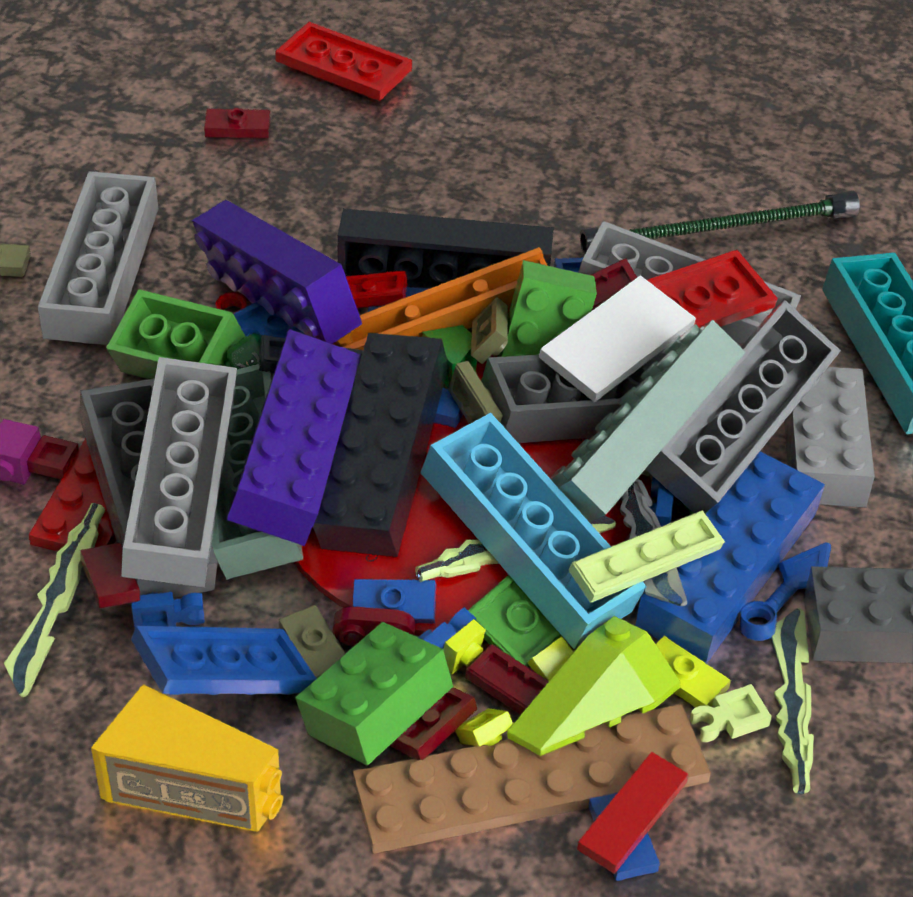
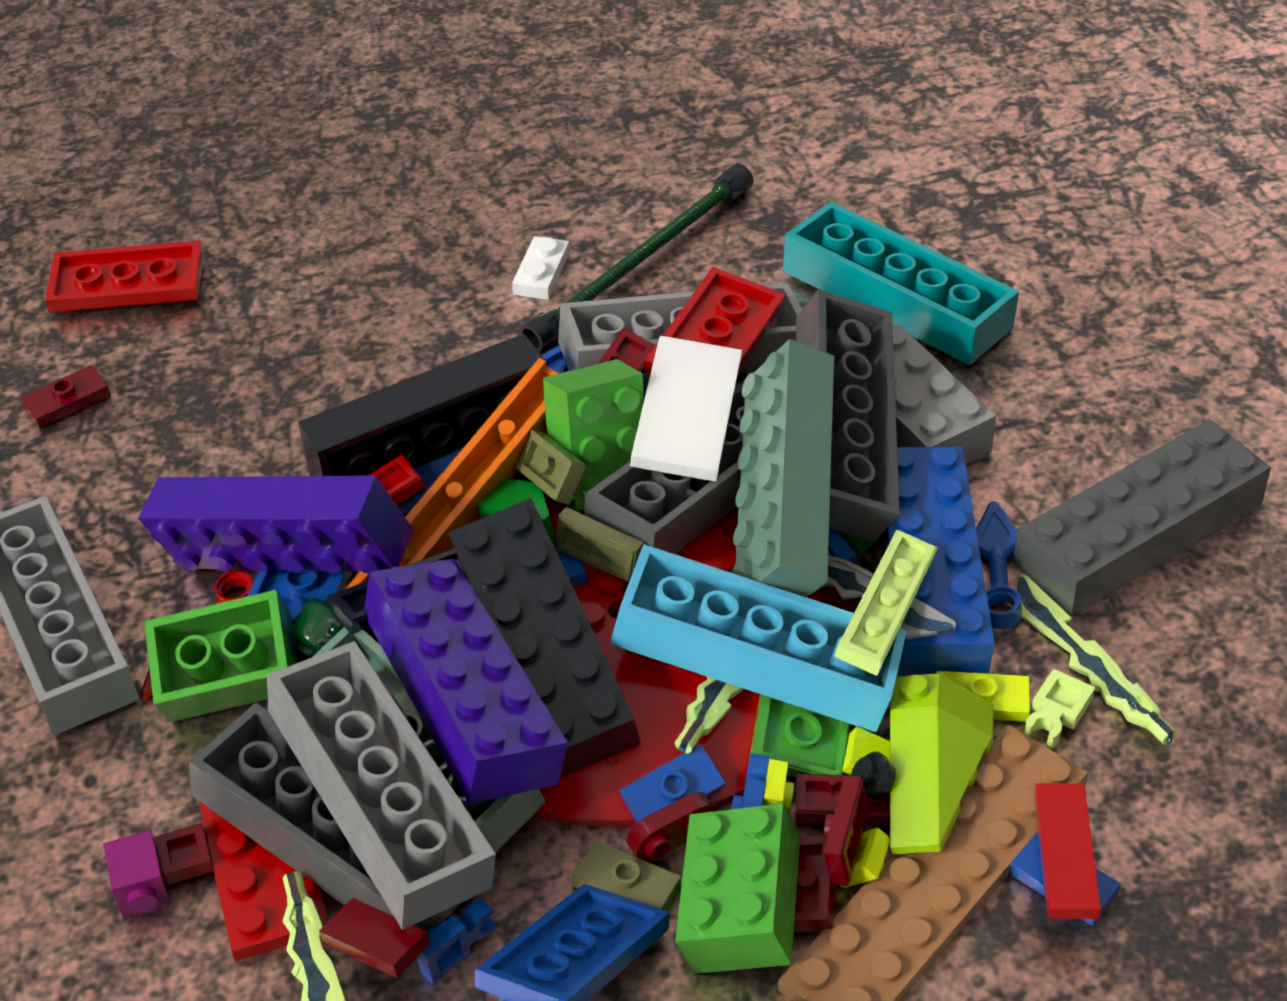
camera: 30 degrees left, 0 degrees up
(479, 697) = (845, 830): none -> dark red plate
(535, 674) = (876, 774): none -> black plate
(639, 197) = (541, 267): none -> white plate

